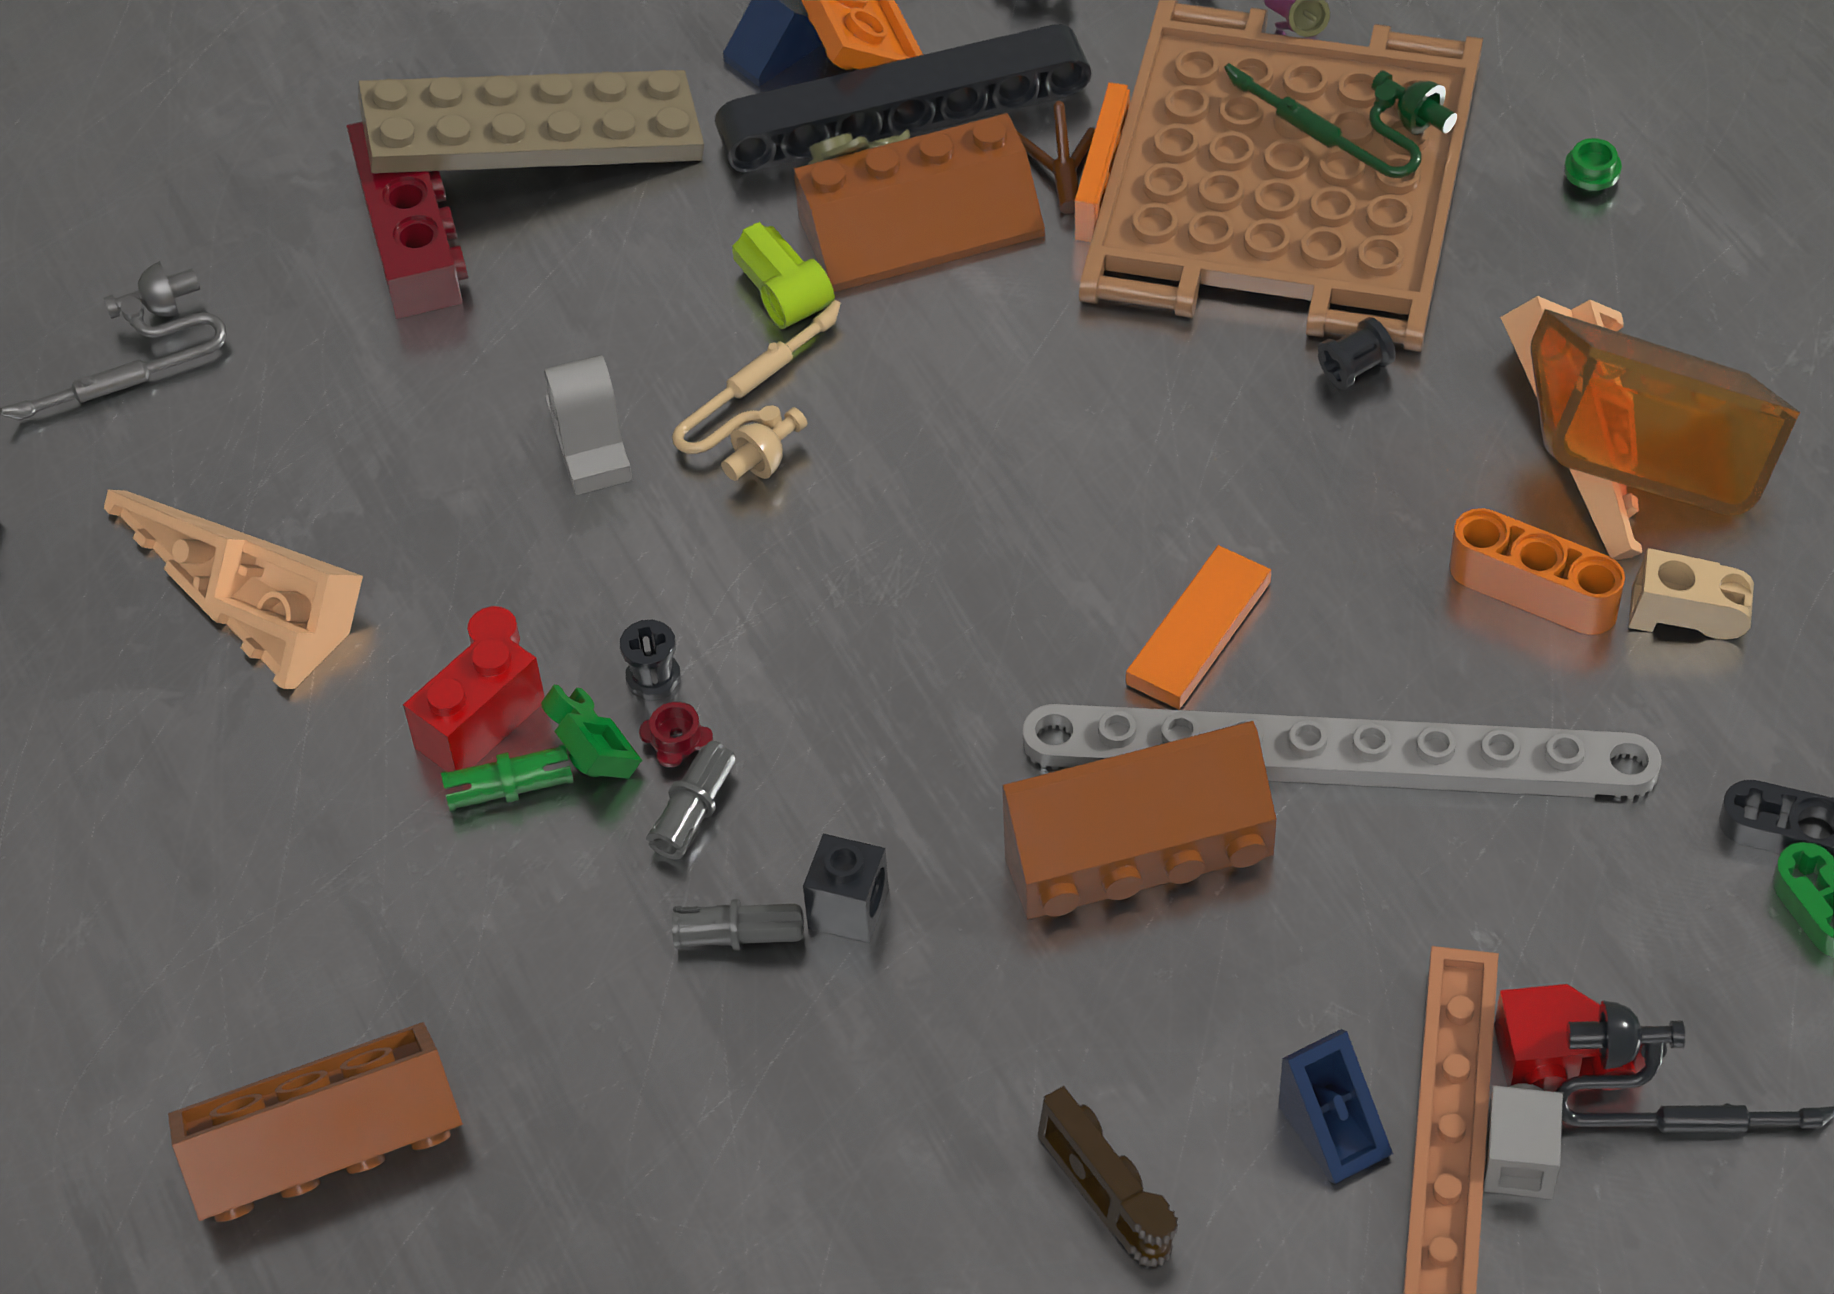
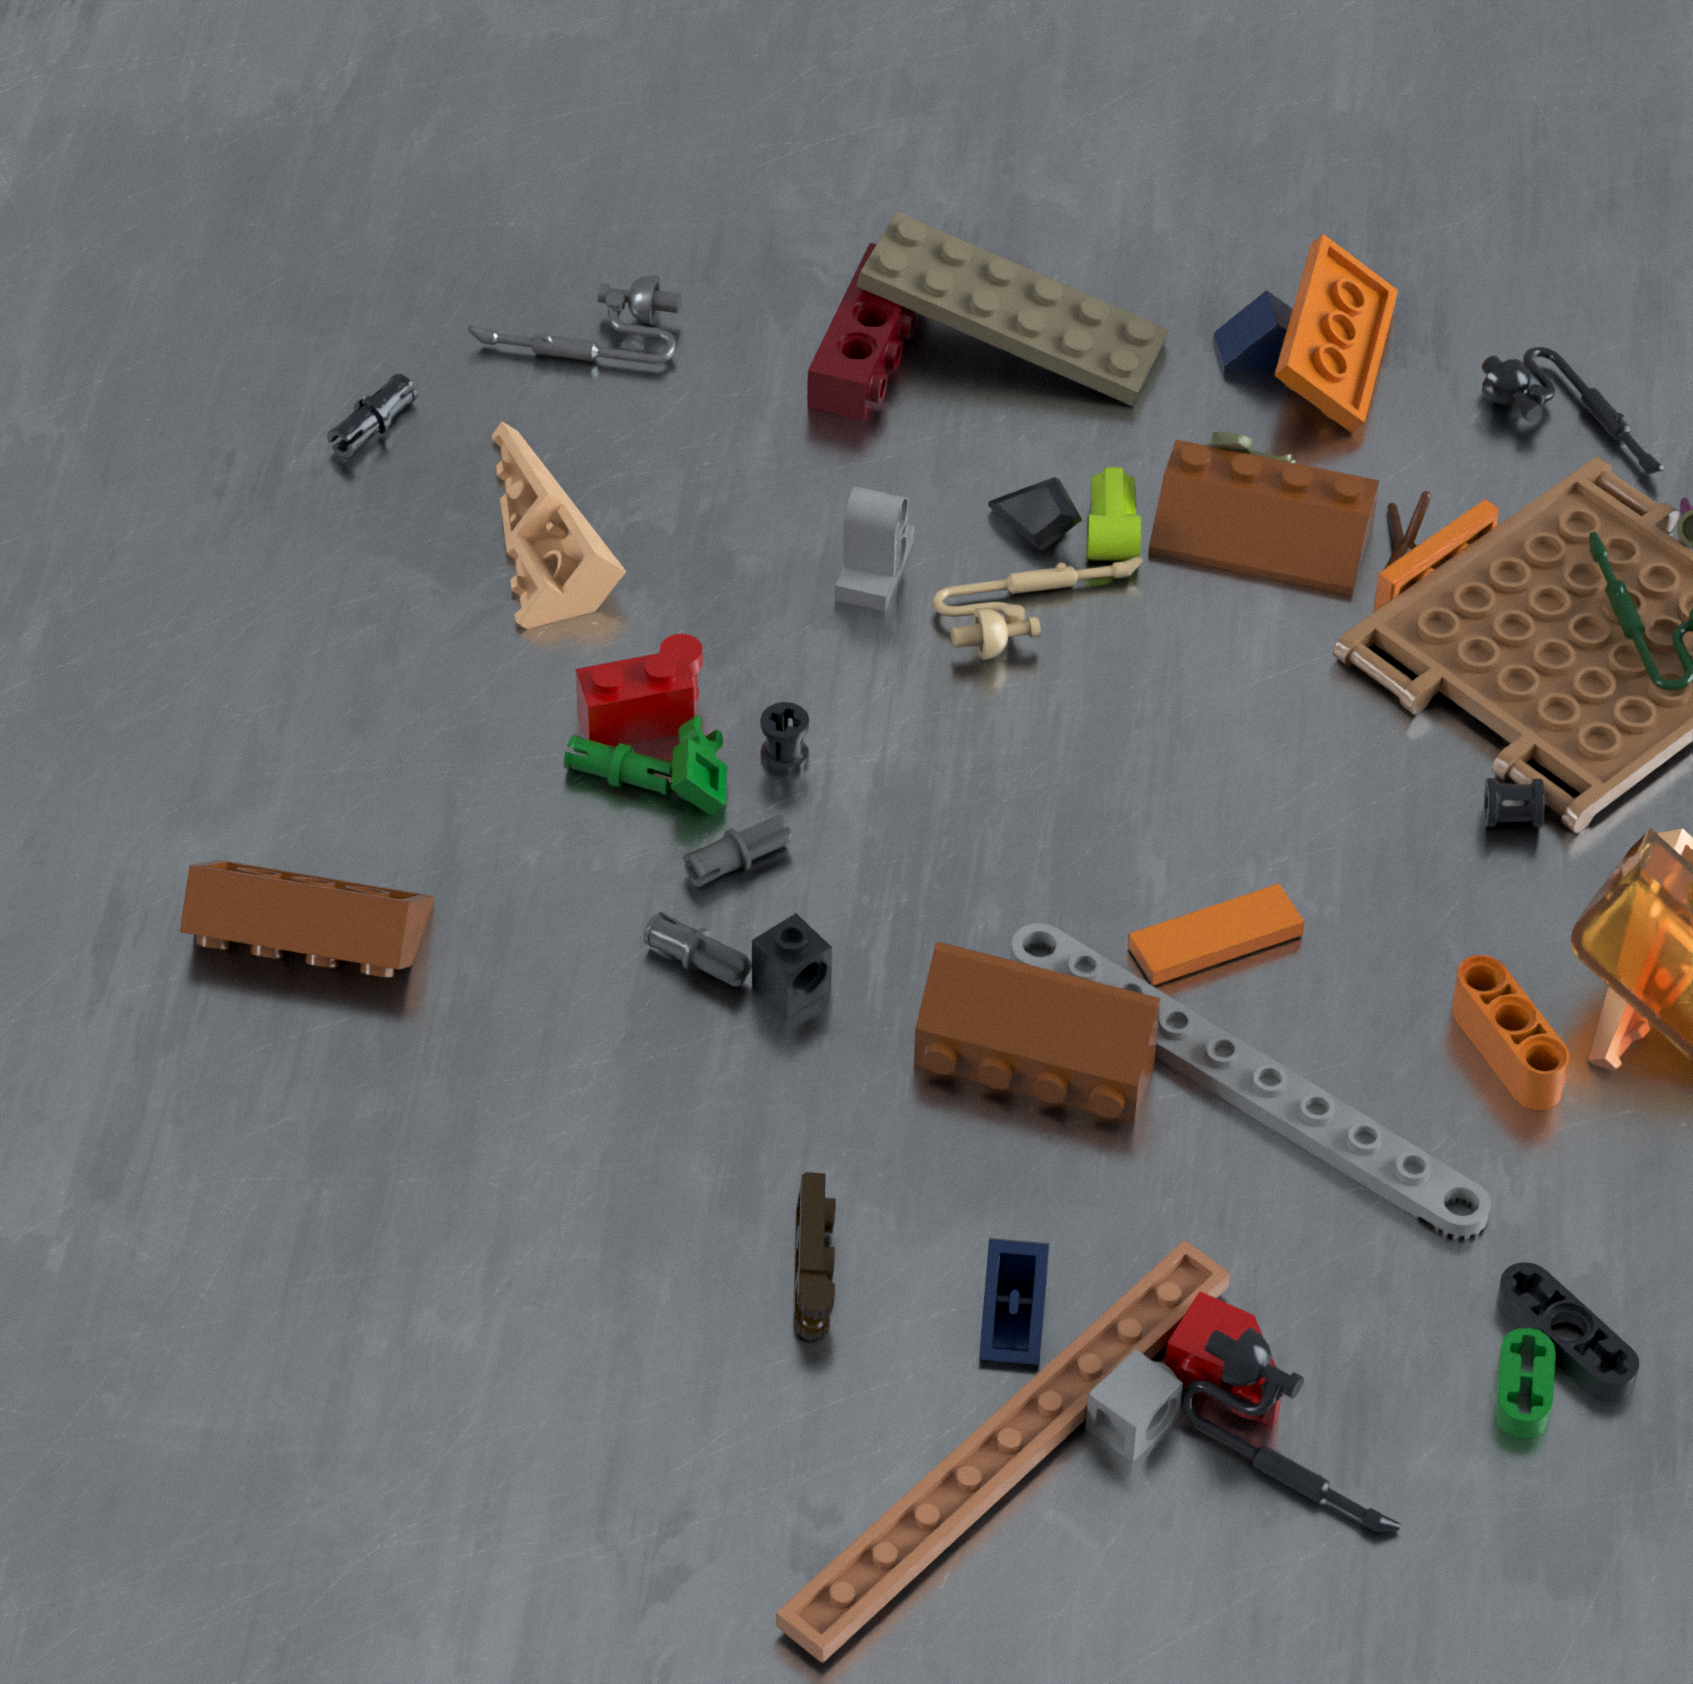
camera: 30 degrees right, 5 degrees down
(670, 720) = (763, 798): dark red plate -> none
(707, 305) = (1038, 512): none -> black piece
(904, 95) = (1326, 433): black beam -> none
(1691, 595) = (1618, 1114): tan leg -> none

